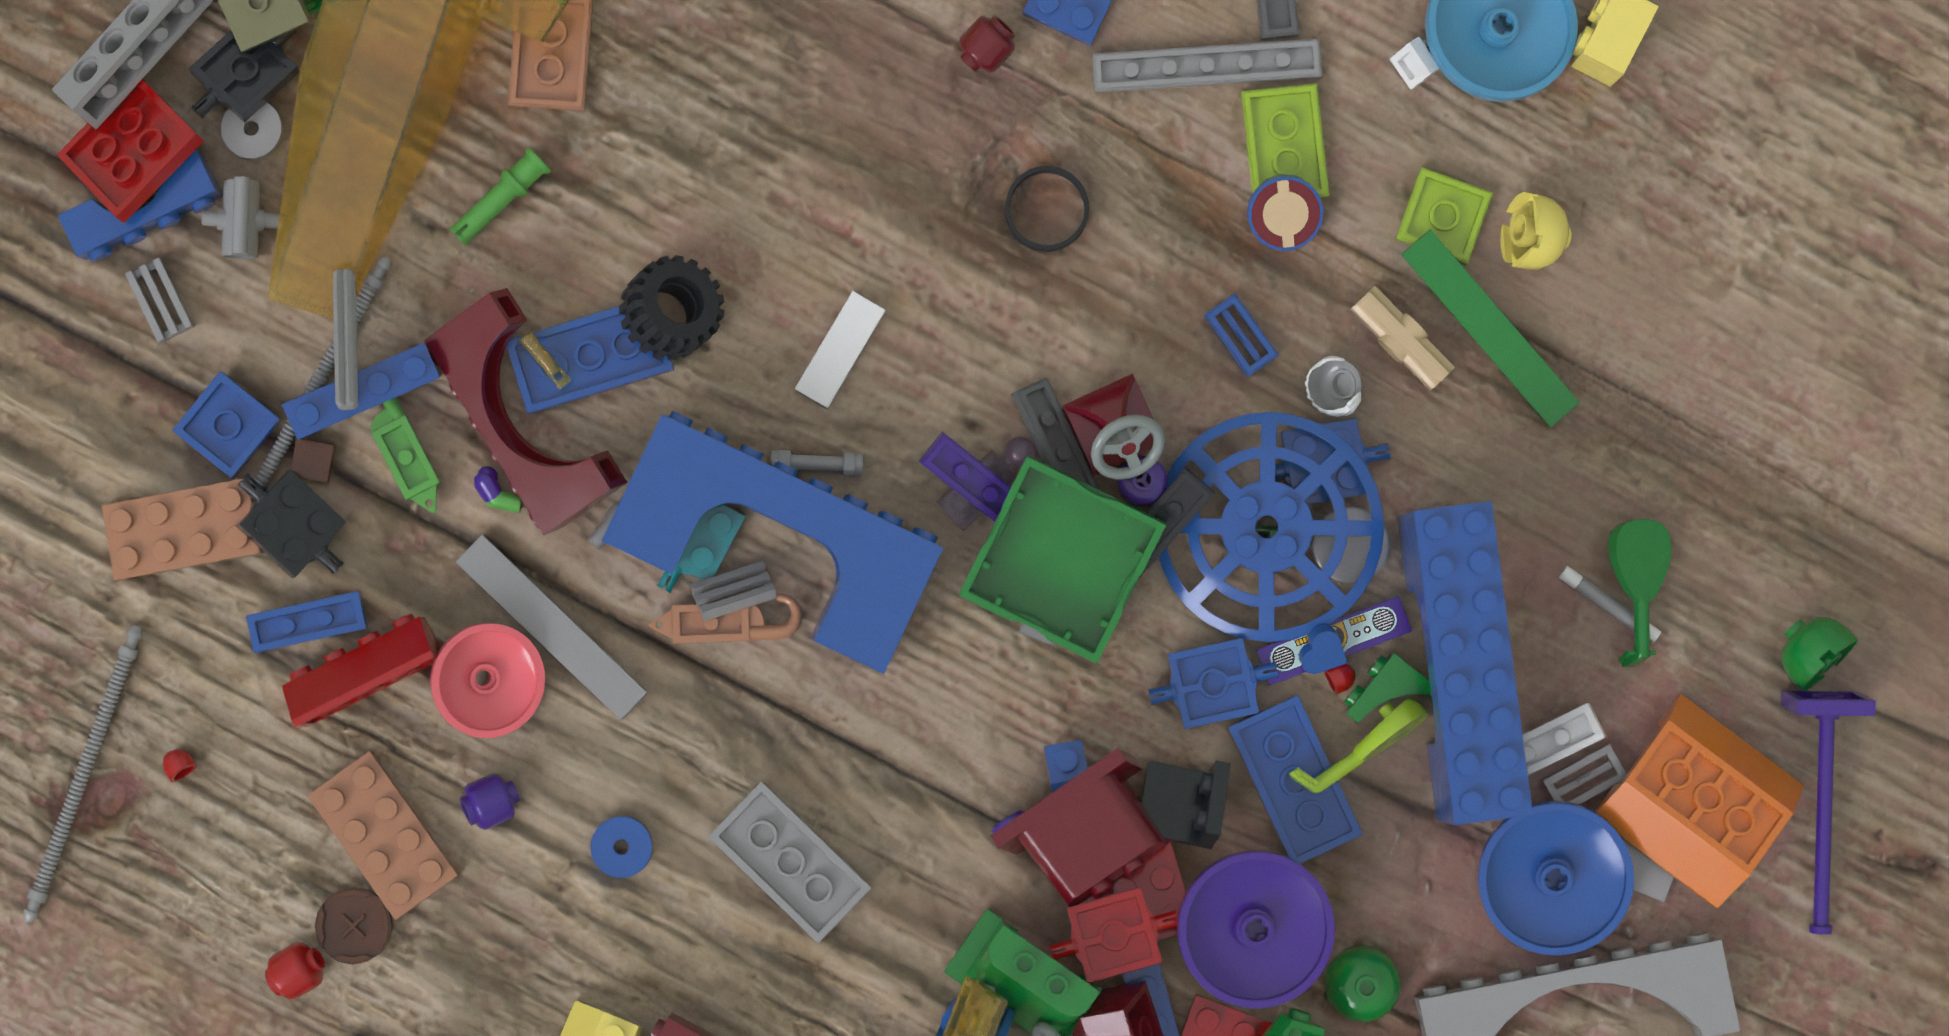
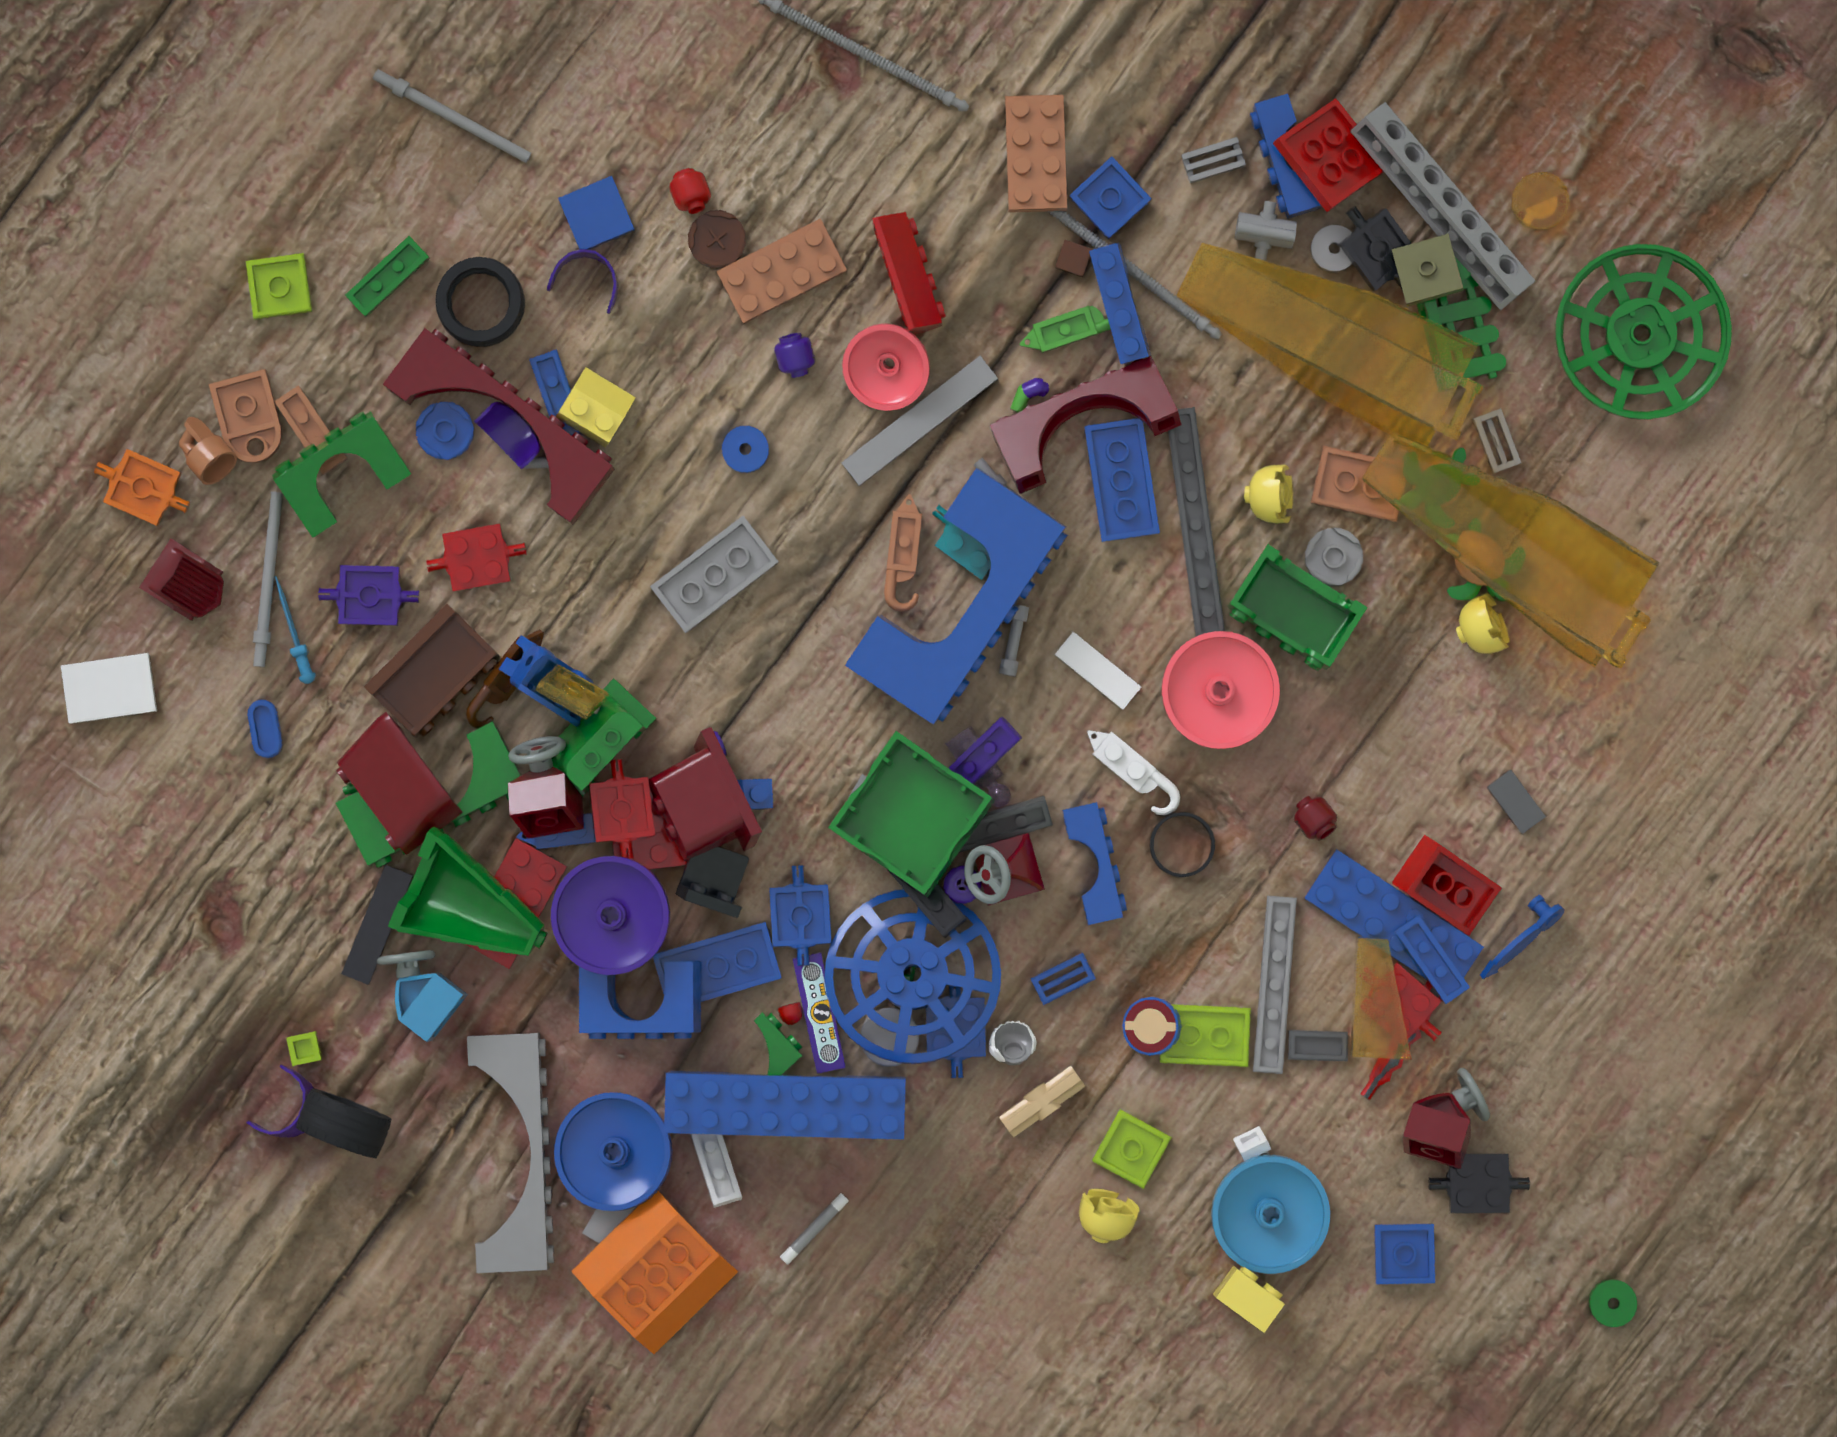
camera: 100 degrees right, 0 degrees up
(178, 764) = (858, 124): red hinge -> none
(290, 523) = (1027, 235): black plate -> none
(307, 622) = (951, 237): blue plate -> none
(345, 339) = (1159, 297): light grey axle -> none
(513, 184) = (1261, 440): bright green pin -> none
(543, 358) = (1124, 444): clear yellow piece -> none
(580, 162) = (1270, 494): none -> light yellow cylinder
(635, 251) = (1195, 524): none -> dark grey tile
(649, 71) = (1334, 556): none -> light grey tile
(690, 288) = (1154, 567): black tyre -> none
(724, 105) = (1295, 609): none -> green windscreen
(731, 585) = (929, 560): light grey tile -> none
(841, 187) = (1220, 690): none -> coral dish
(958, 286) = (1133, 768): none -> white plate
(1133, 299) = (1085, 826): none -> blue arch
(1322, 651) = (812, 1001): blue tile -> none
(1362, 984) = (554, 994): green cylinder -> none
(1368, 821) = (678, 1013): none -> blue arch
(1394, 727) = (745, 1046): lime piece -> none
(1490, 328) = (1039, 1169): green tile -> none
(1612, 762) = (693, 1211): light grey tile -> none
(1640, 561) = (843, 1255): green piece -> none
(1815, 649) = (755, 1378): green cylinder -> none
(1827, 708) = (710, 1379): dark purple tile -> none

